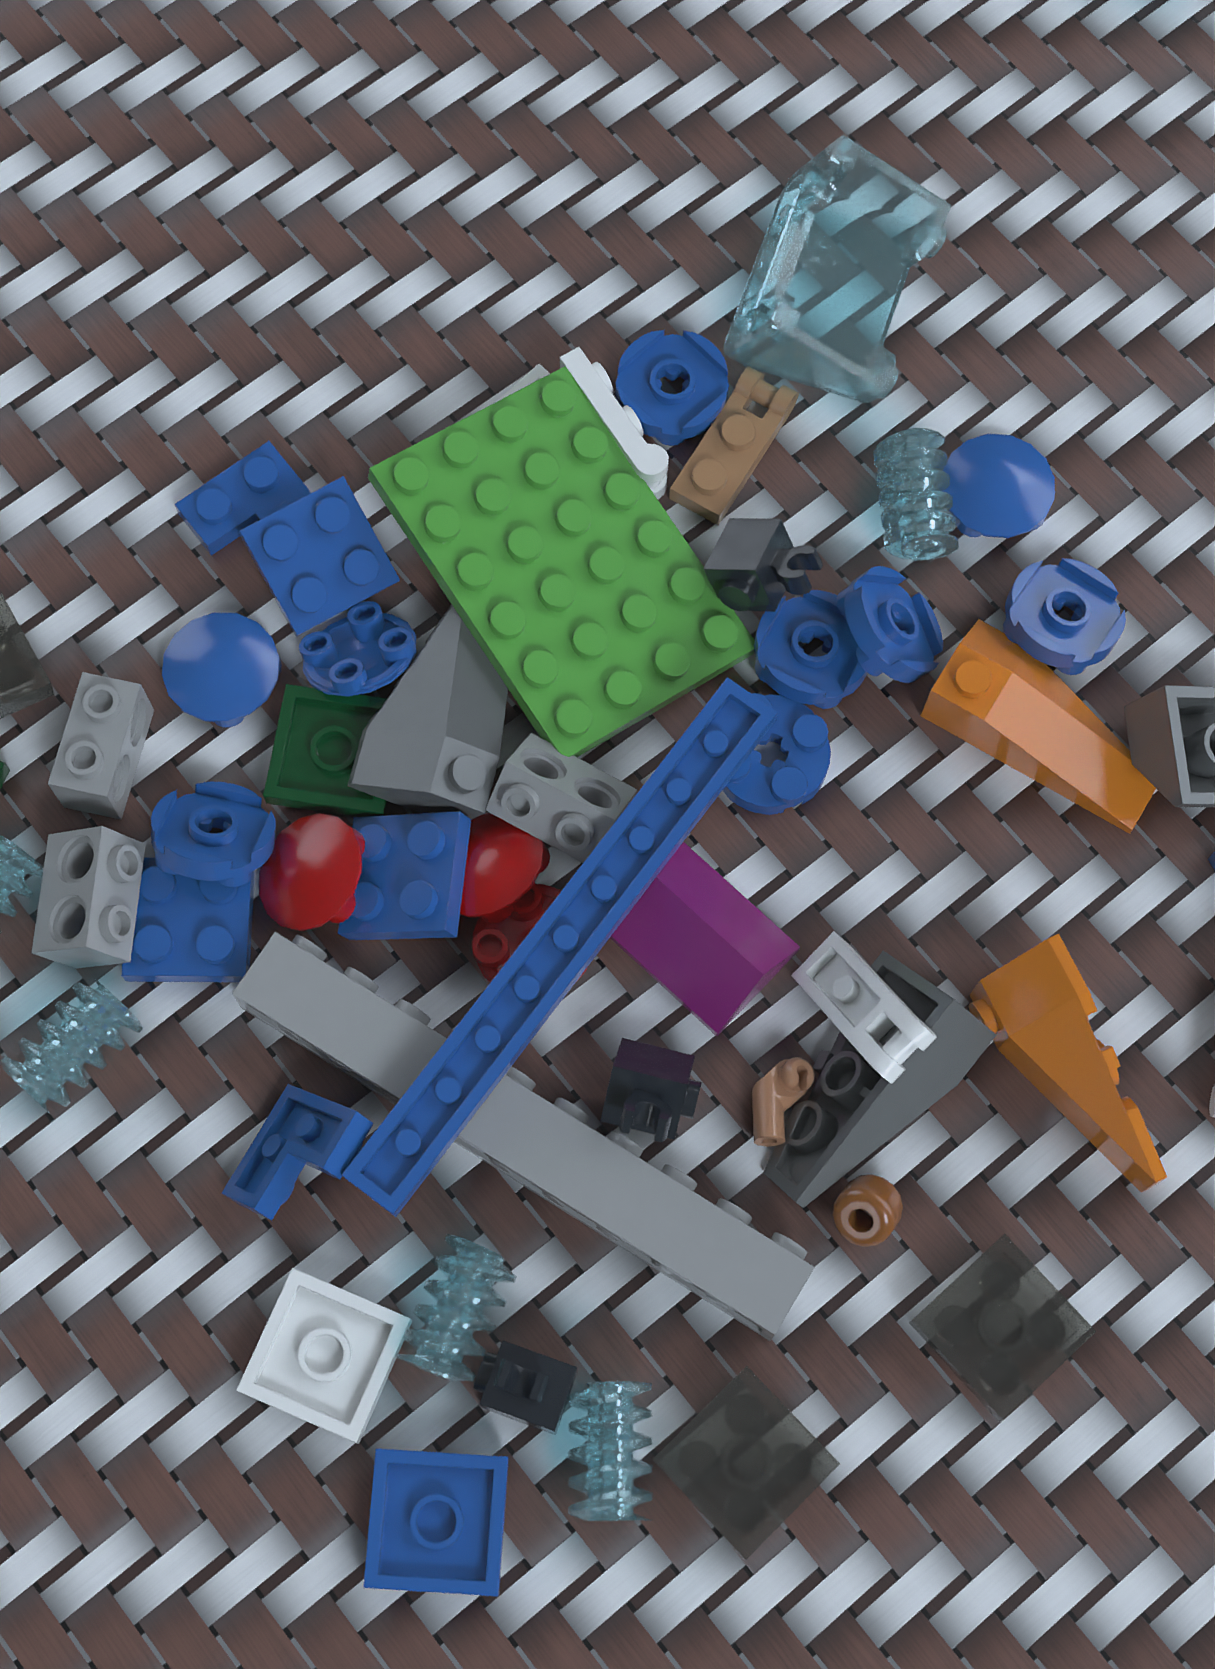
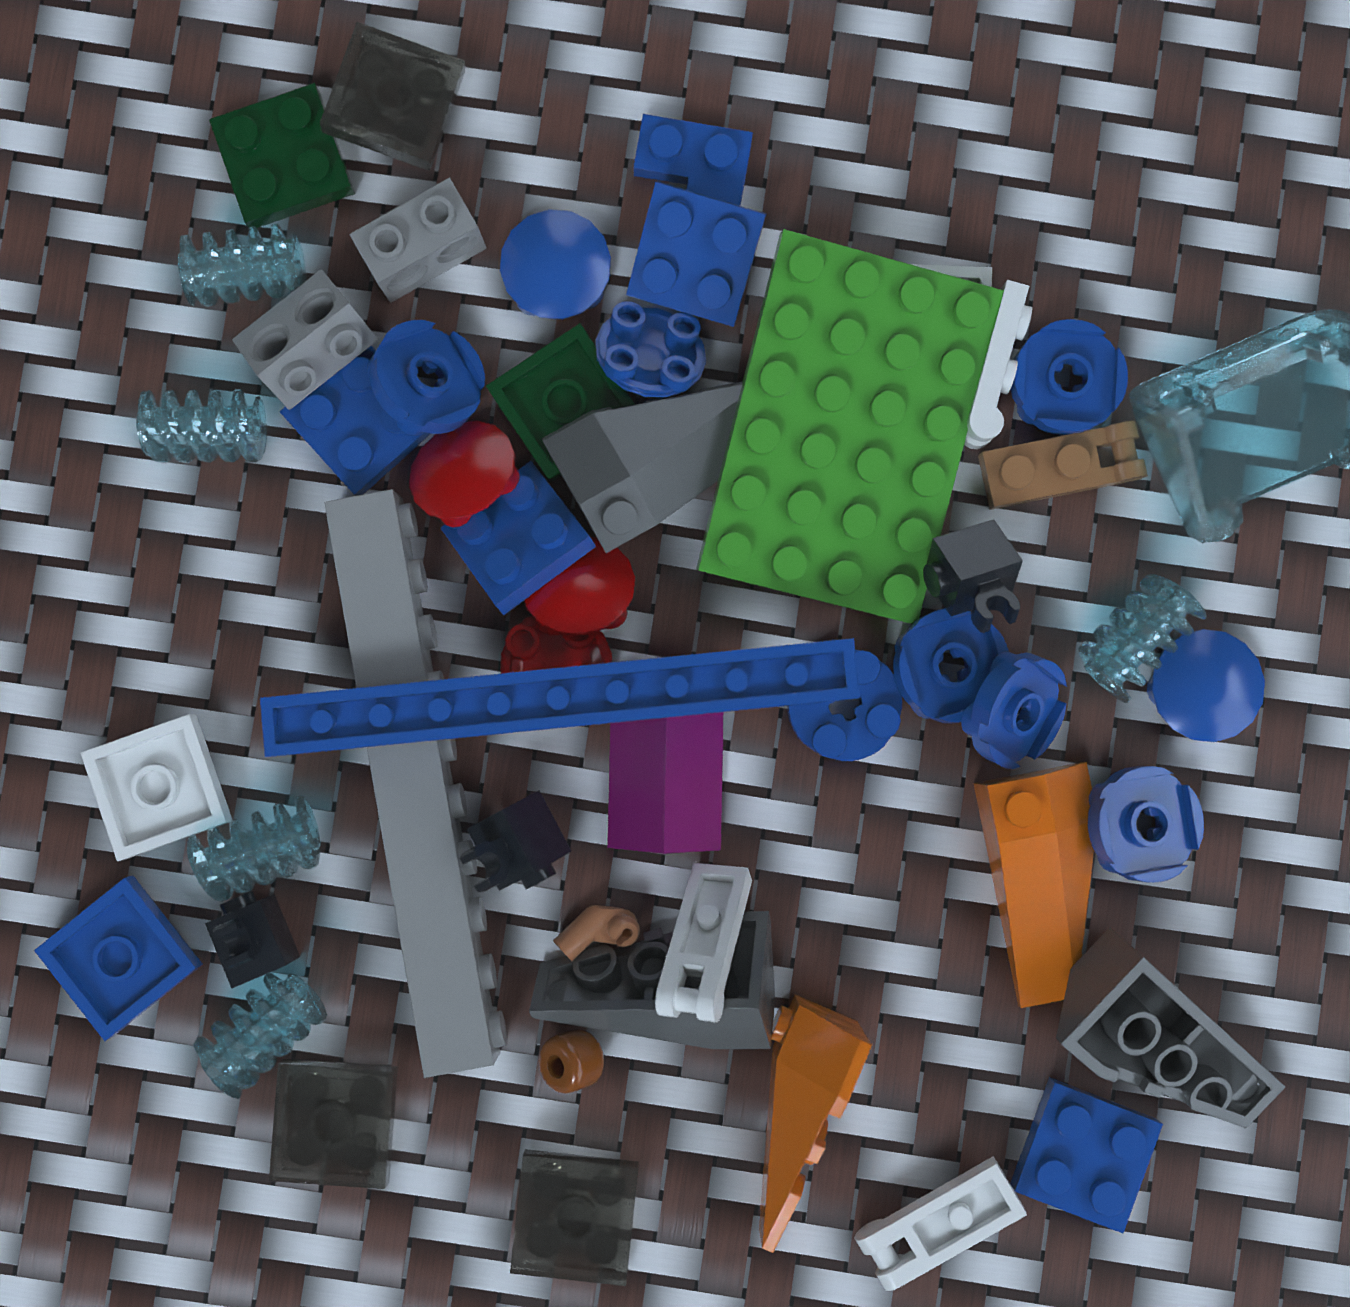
camera: 50 degrees right, 15 degrees up
(295, 1134) = (272, 635): blue plate -> none
(558, 798) = (667, 594): light grey brick -> none

